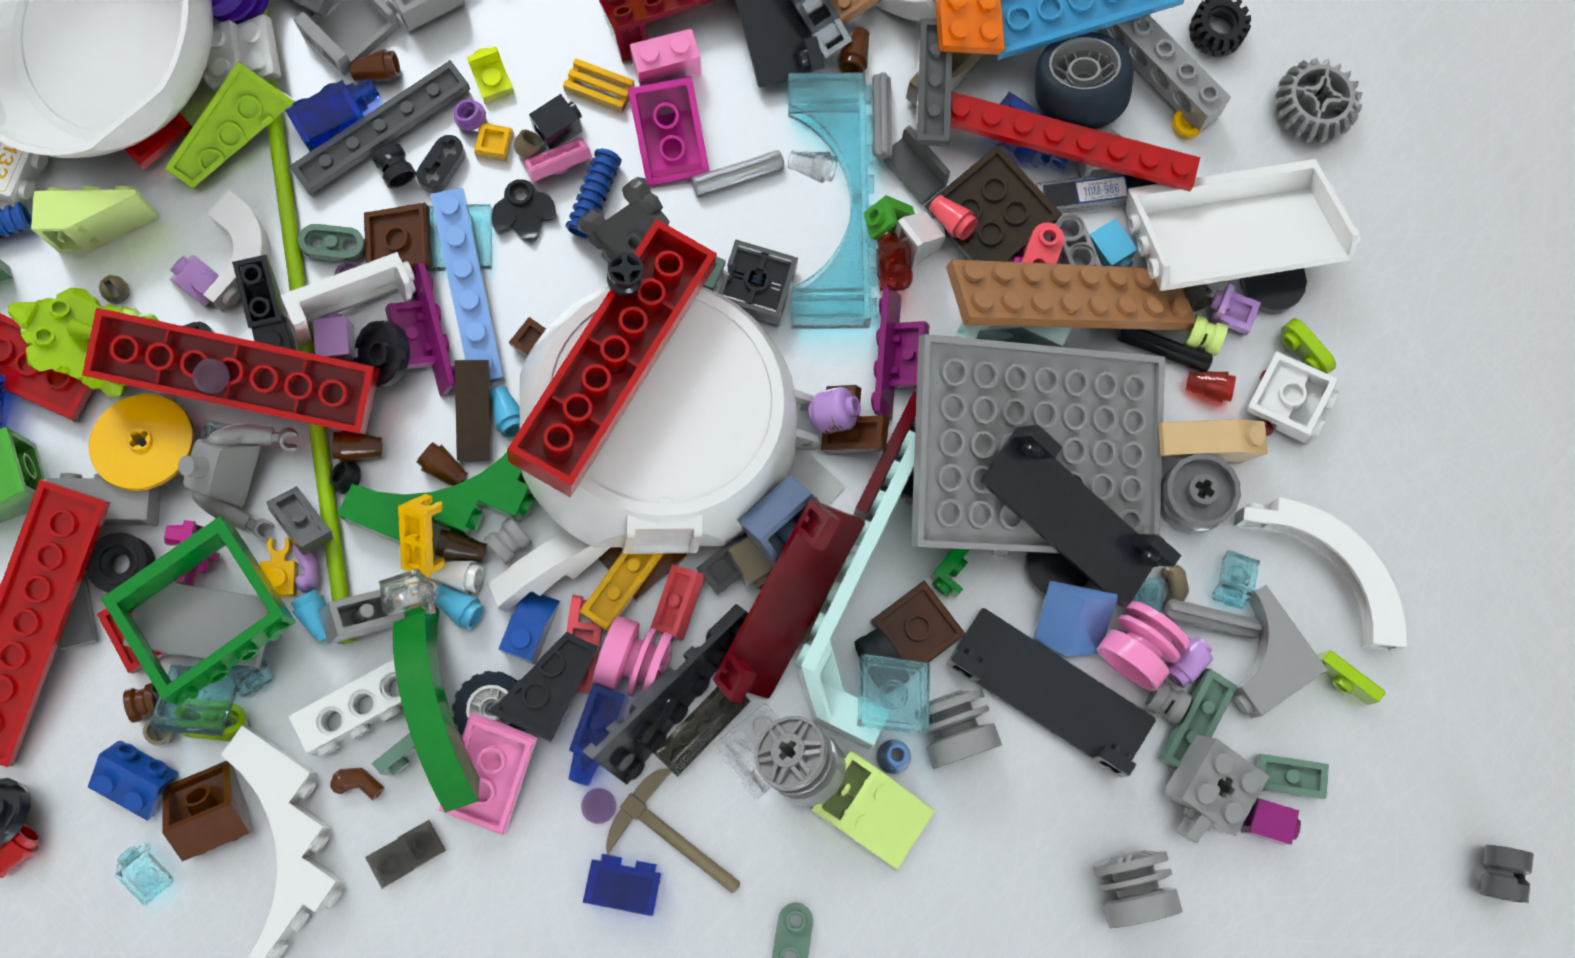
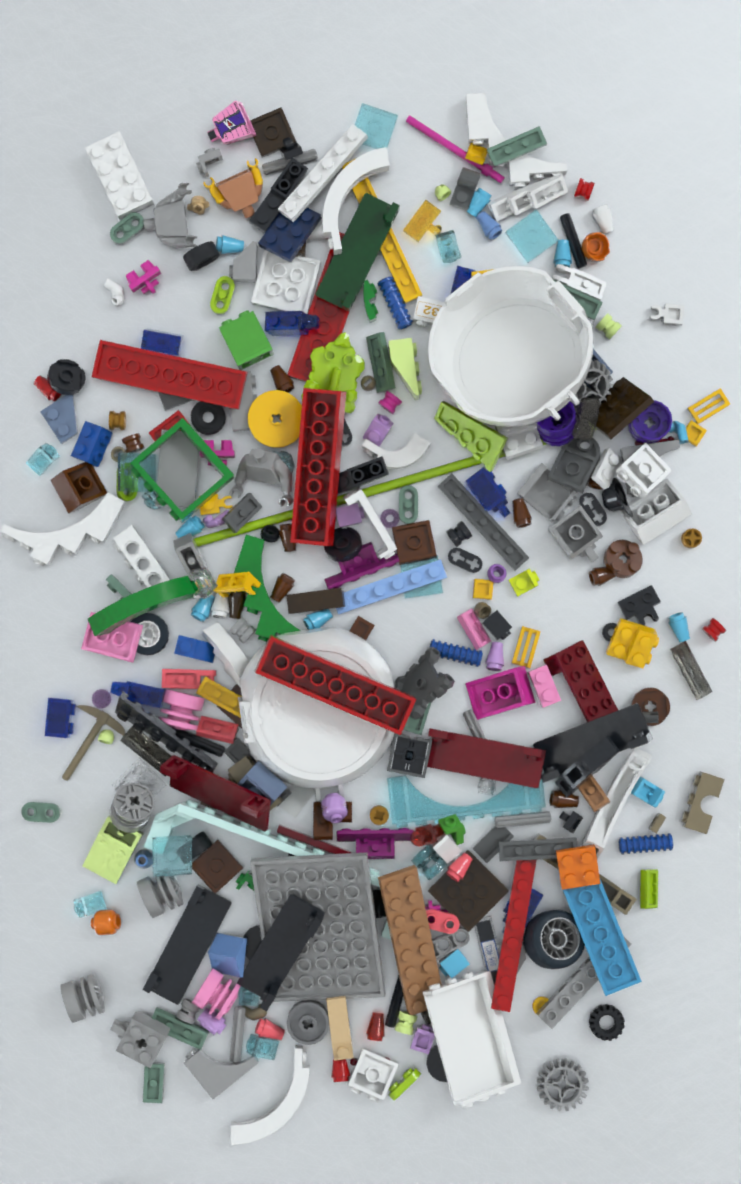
camera: 90 degrees right, 10 degrees up
(75, 831) = (62, 418): none -> sand blue wing
(76, 430) = (281, 379): none -> reddish brown cone
(79, 262) = (380, 362): none -> sand green plate
(96, 727) = (117, 420): none -> pearl gold wheel
(151, 253) = (390, 402): none -> dark pink wheel
(211, 376) = (310, 459): clear purple plate -> none
(356, 778) = (103, 564): reddish brown arm -> none
(405, 854) = (65, 597): clear smoke slope -> none
(522, 214) = (438, 612): black plate -> none
(547, 691) = (160, 665): black wing -> none
(610, 131) = (495, 657): none -> lavender cone
(629, 267) = (379, 689): black wheel -> none
(669, 803) = (106, 737): none -> yellowish green hinge
(704, 621) = (201, 743): none -> black axle
(775, 153) = (486, 758): none -> dark red bracket
(854, 351) = (377, 815): none -> pearl gold wheel
(890, 43) = (572, 821): none -> black tile
(931, 271) = (424, 857): none -> clear light blue wheel
(968, 863) = (89, 904): none -> clear light blue bracket
(1002, 835) = (106, 922): none -> orange head
(1207, 565) = (269, 1030): none -> coral cone
(1272, 822) = (126, 1072): magenta brick -> none
(1283, 451) = (340, 1071): none -> red cone
(1349, 679) = (210, 1113): lime plate -> none

